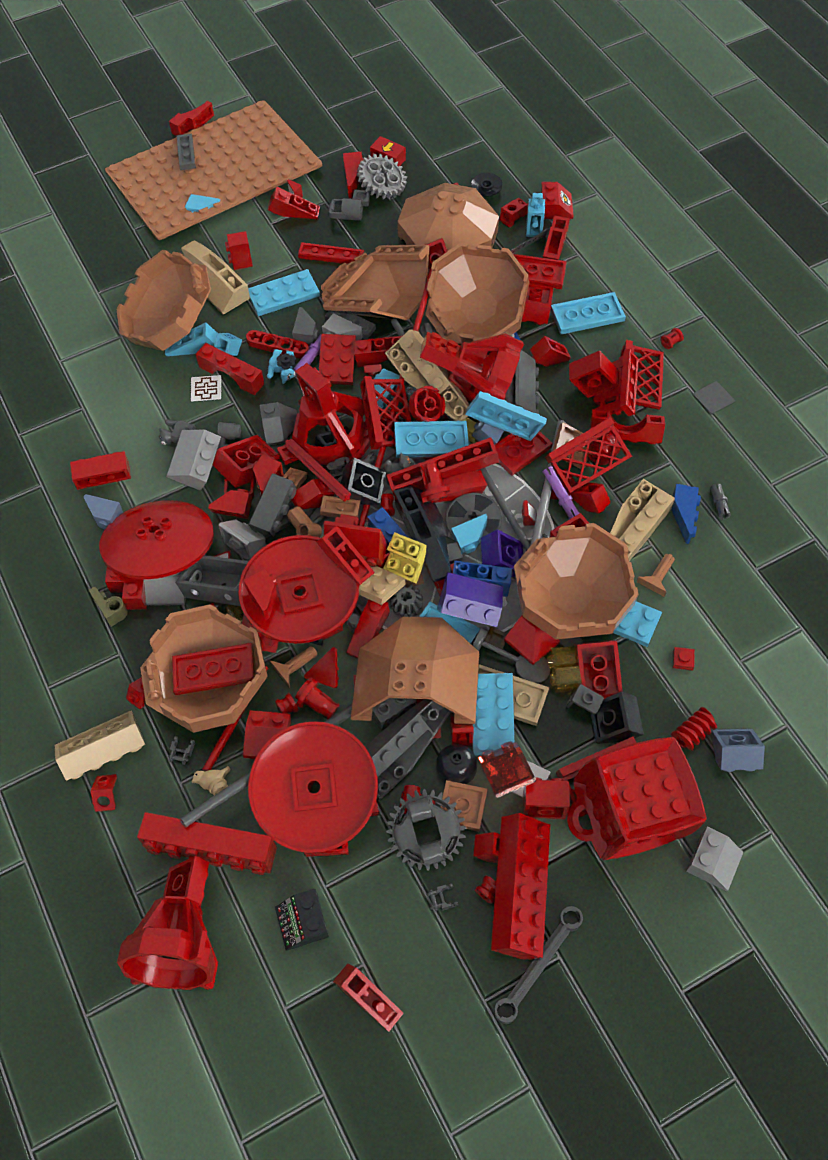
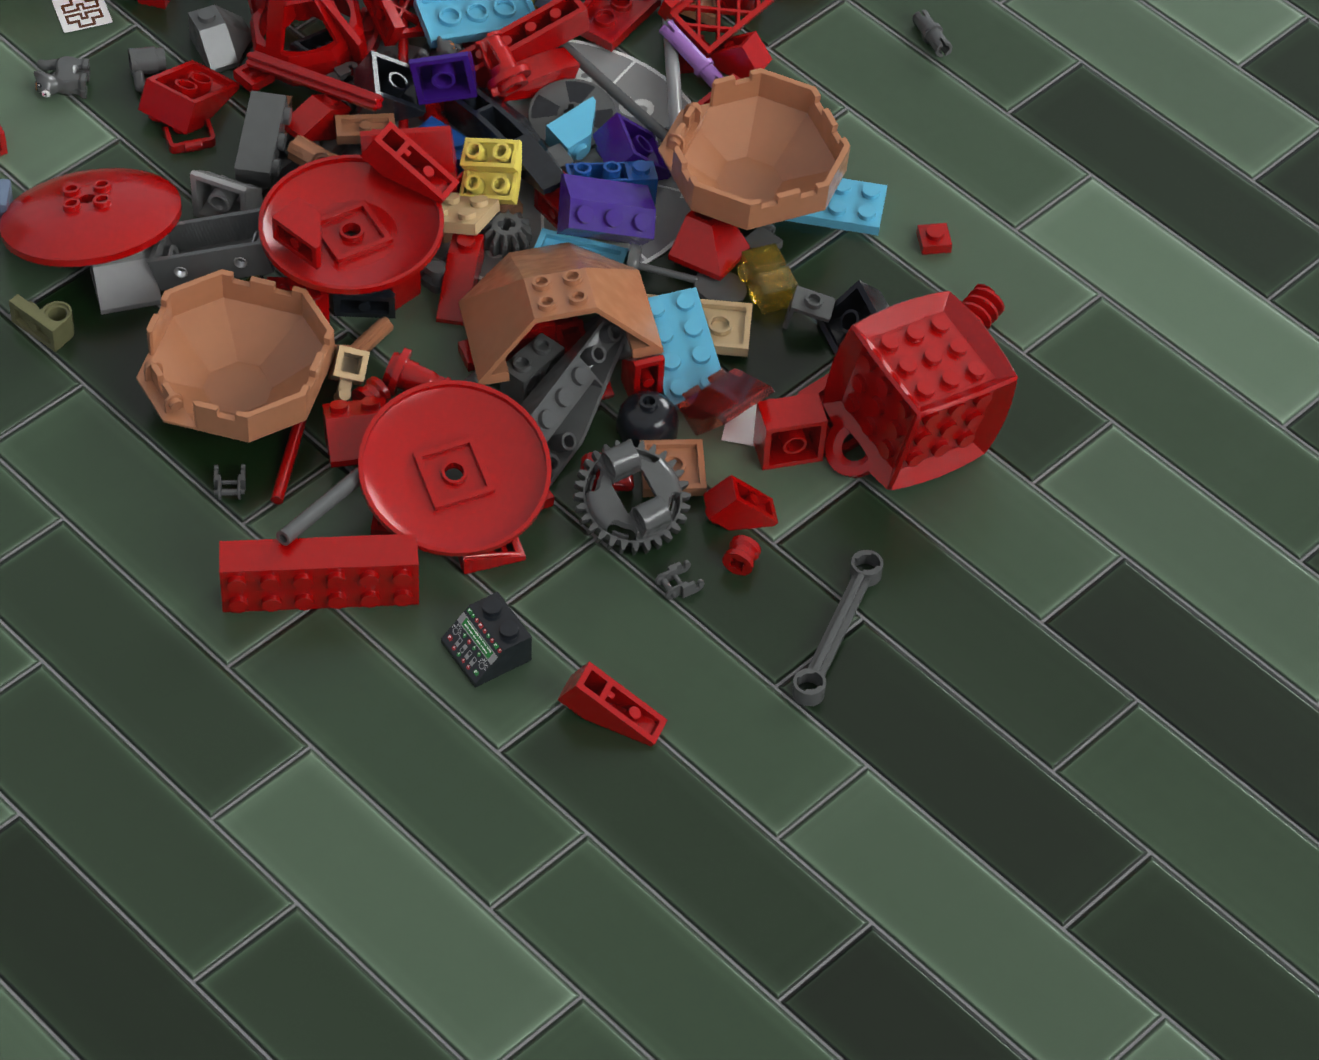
camera: 20 degrees left, 10 degrees down
(98, 745) = (104, 495): tan slope -> none
(103, 786) = (133, 542): red bracket -> none
(132, 589) = (67, 284): red brick -> none
(136, 693) = (137, 421): red bracket -> none
(173, 930) = (311, 653): red plate -> none
(193, 457) = (108, 101): light grey slope -> none
(212, 780) = (288, 504): tan animal -> none
(213, 668) = (248, 360): red tile -> none
(233, 504) = (190, 152): red slope -> none
(263, 470) = (232, 101): red slope -> none
(274, 687) = (348, 368): none -> tan brick
(326, 669) = (417, 336): red piece -> none
(393, 484) = (444, 77): none -> dark purple slope
(496, 637) = (655, 257): dark brown tile -> none
(521, 887) = (788, 534): red brick -> none
(528, 514) = (652, 95): red slope -> none
(600, 667) = (817, 259): red slope -> none
(641, 515) = (827, 58): tan wedge -> none
(654, 582) = (865, 150): nougat piece -> none
(685, 509) = (881, 50): blue slope -> none
(715, 859) = (1044, 460): light grey slope -> none
(738, 749) = (1041, 330): sand blue slope -> none

